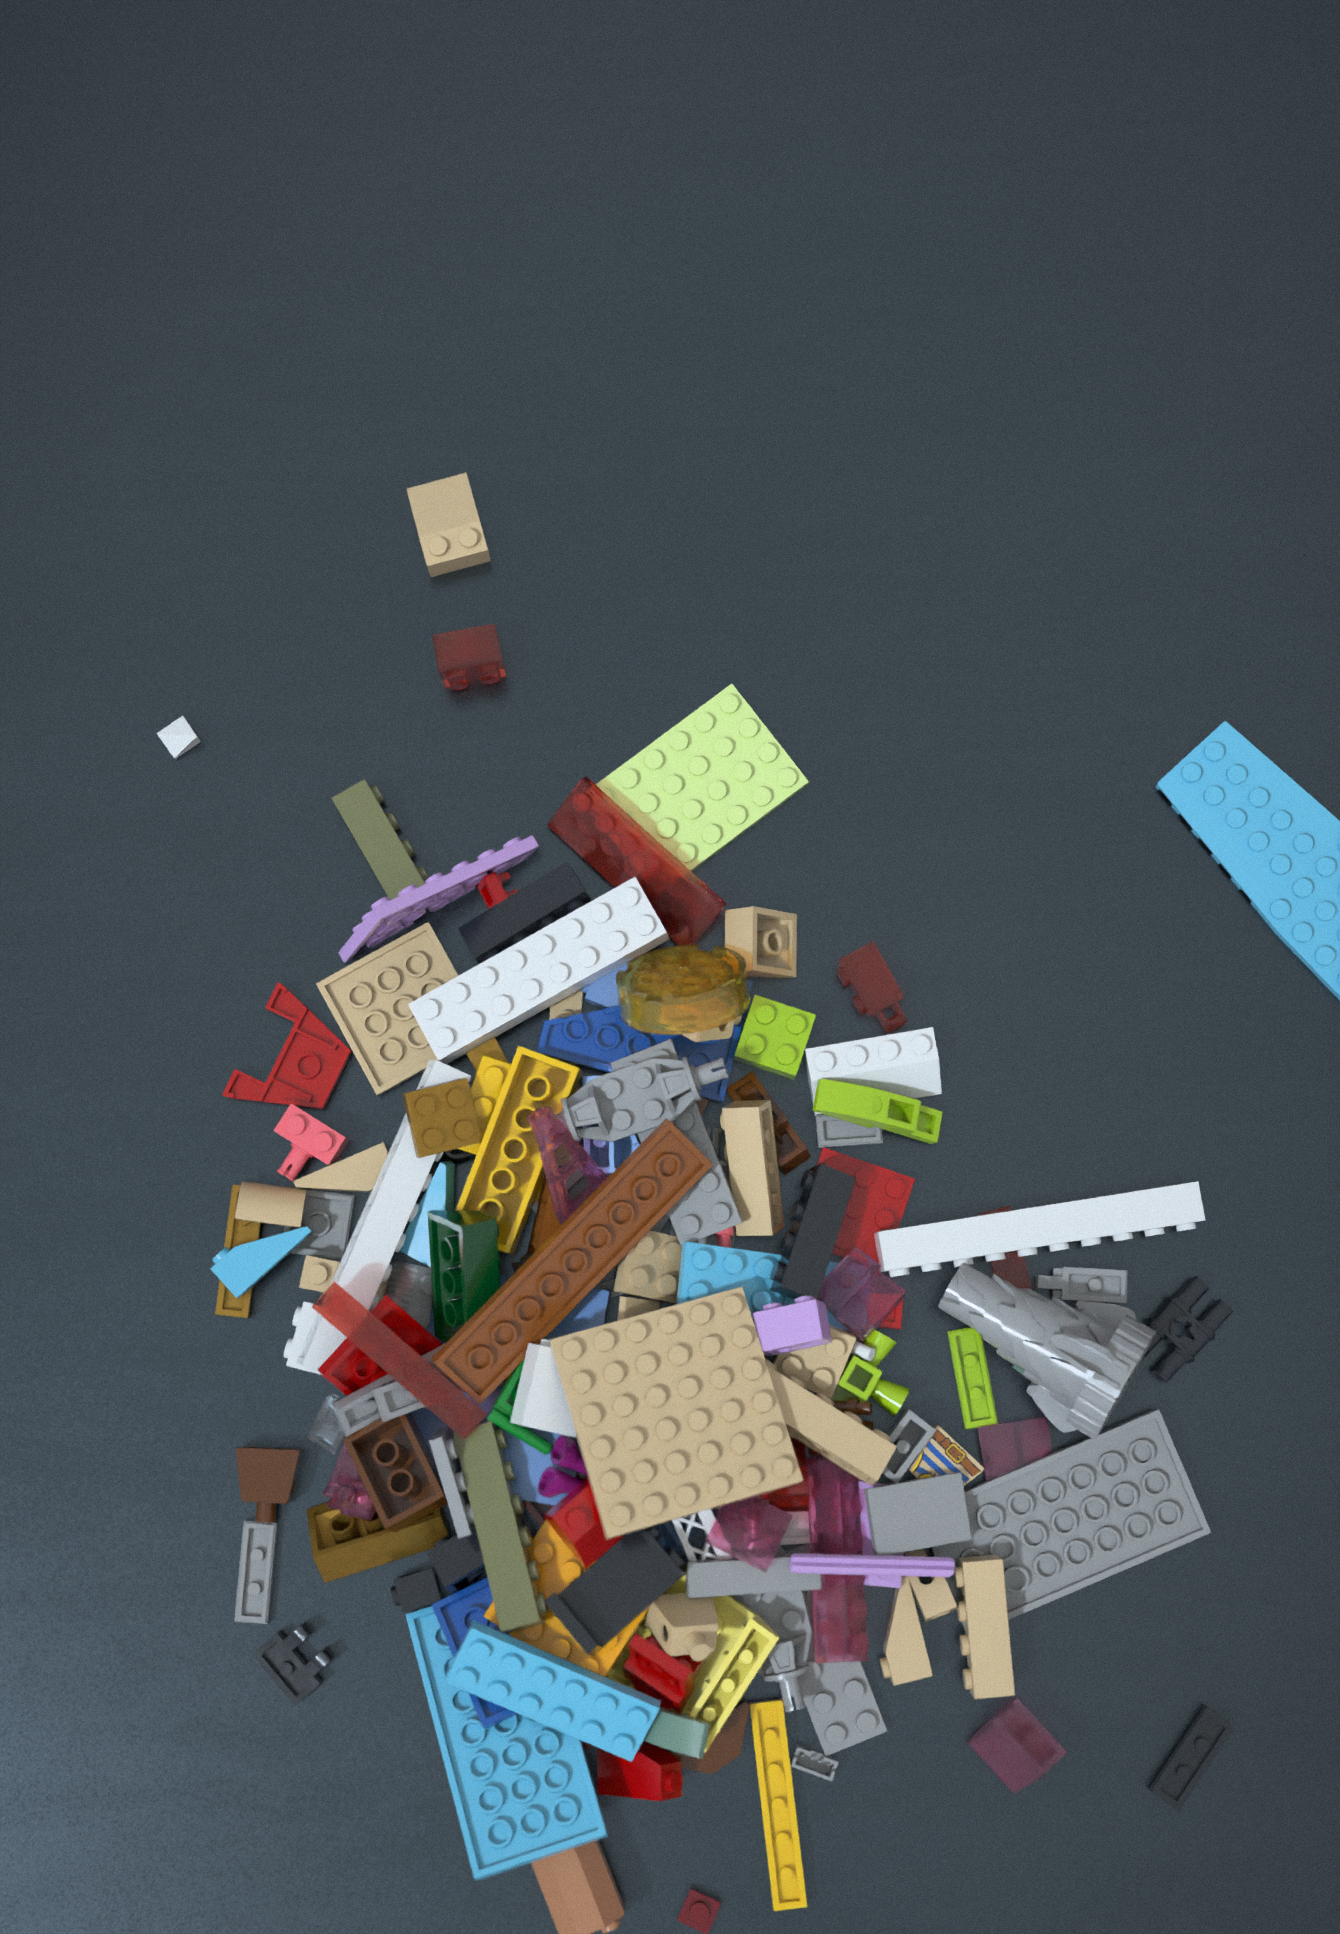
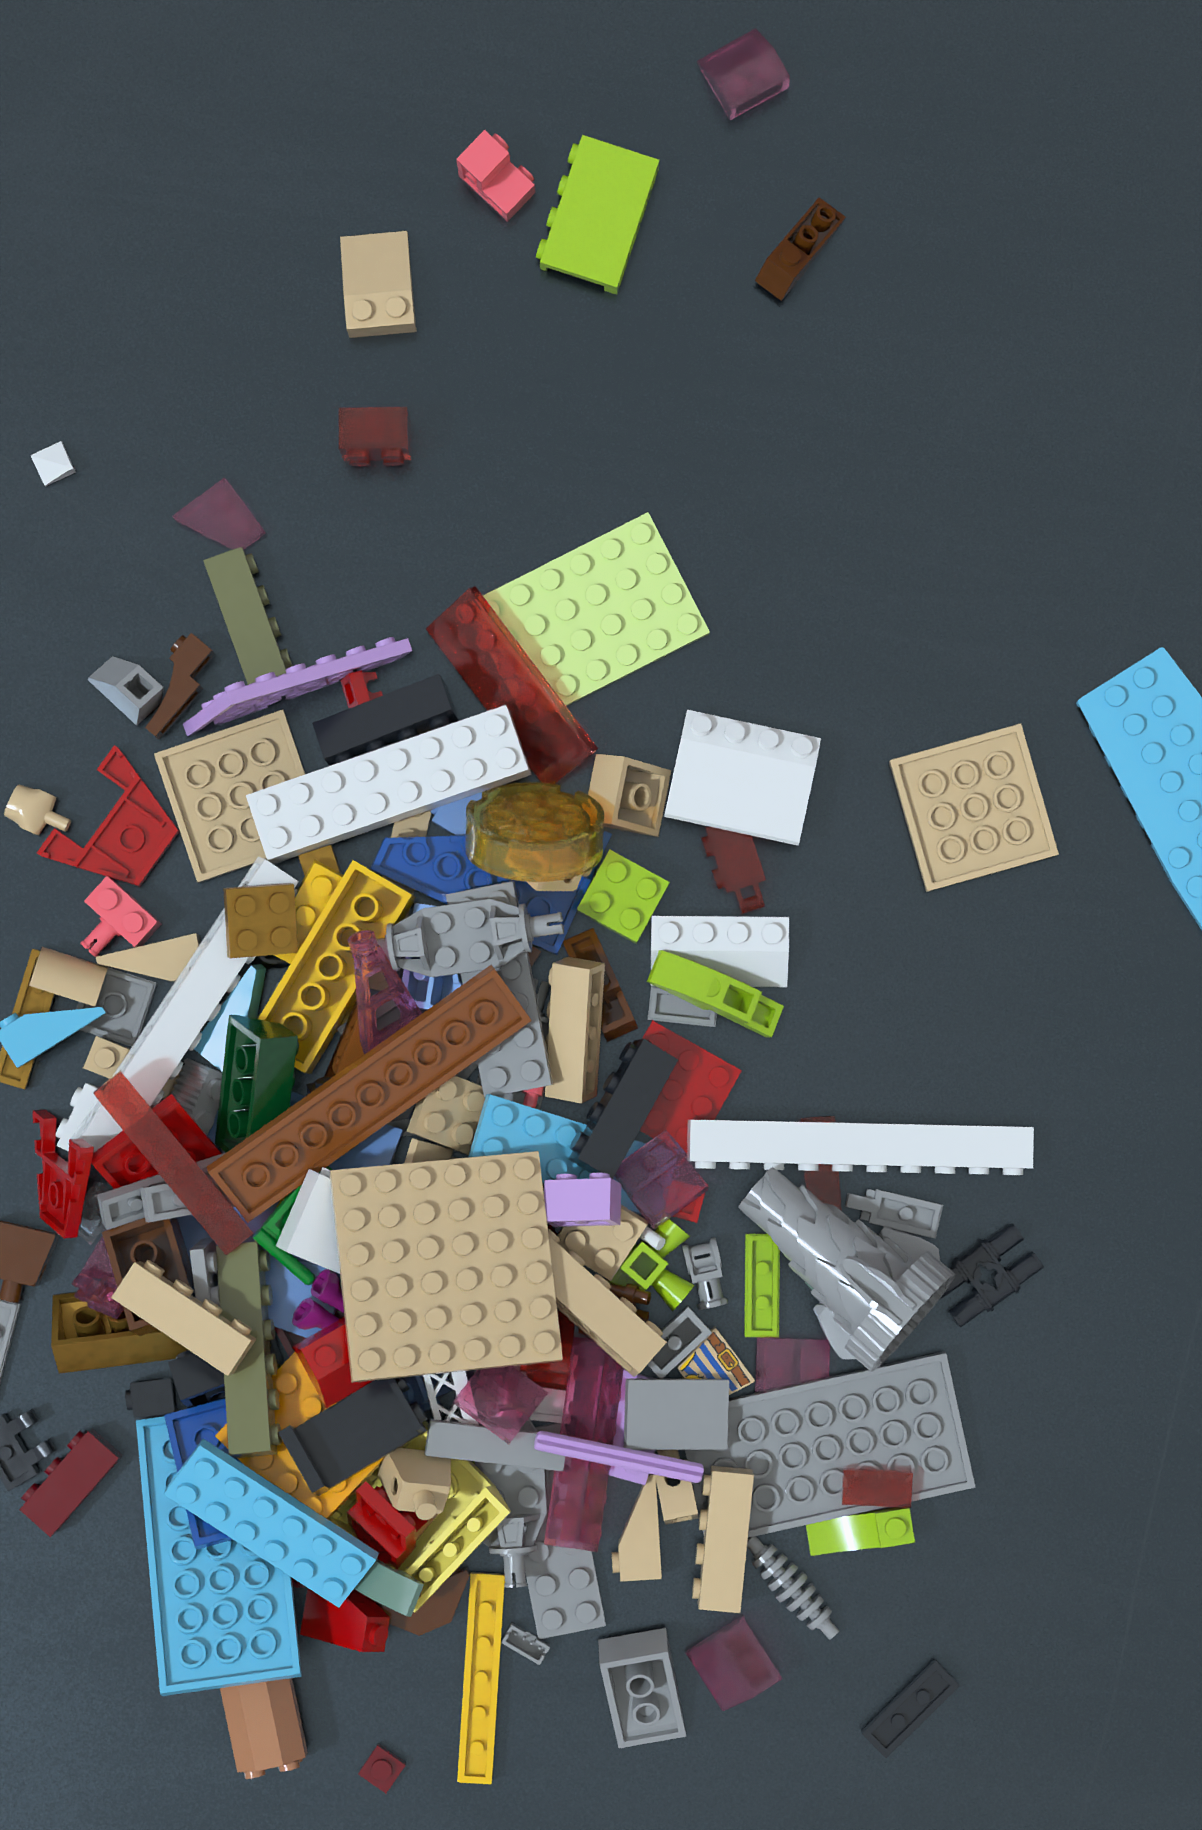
camera: 10 degrees right, 5 degrees up
(212, 1056) = (33, 810): none -> tan piece
(282, 927) = (128, 688): none -> light grey slope
(297, 1399) = (62, 1183): none -> red wing
(333, 890) = (189, 658): none -> reddish brown slope
(341, 757) = (221, 517): none -> clear pink wing
(352, 1685) = (69, 1481): none -> dark red brick
(435, 1506) = (184, 1317): none -> tan brick
(534, 409) = (489, 172): none -> coral brick
(636, 424) = (598, 212): none -> lime panel
(746, 281) = (744, 73): none -> clear pink slope
(824, 425) = (799, 248): none -> reddish brown slope
(865, 906) = (742, 777): none -> white slope
(917, 1372) = (705, 1270): none -> light grey connector
(932, 1785) = (641, 1688): none -> light grey slope
(1057, 1661) = (792, 1587): none -> light grey piece
(1082, 897) = (973, 807): none -> tan plate
(1113, 1594) = (861, 1531): none -> lime slope
(1119, 1550) = (877, 1487): none -> clear red plate

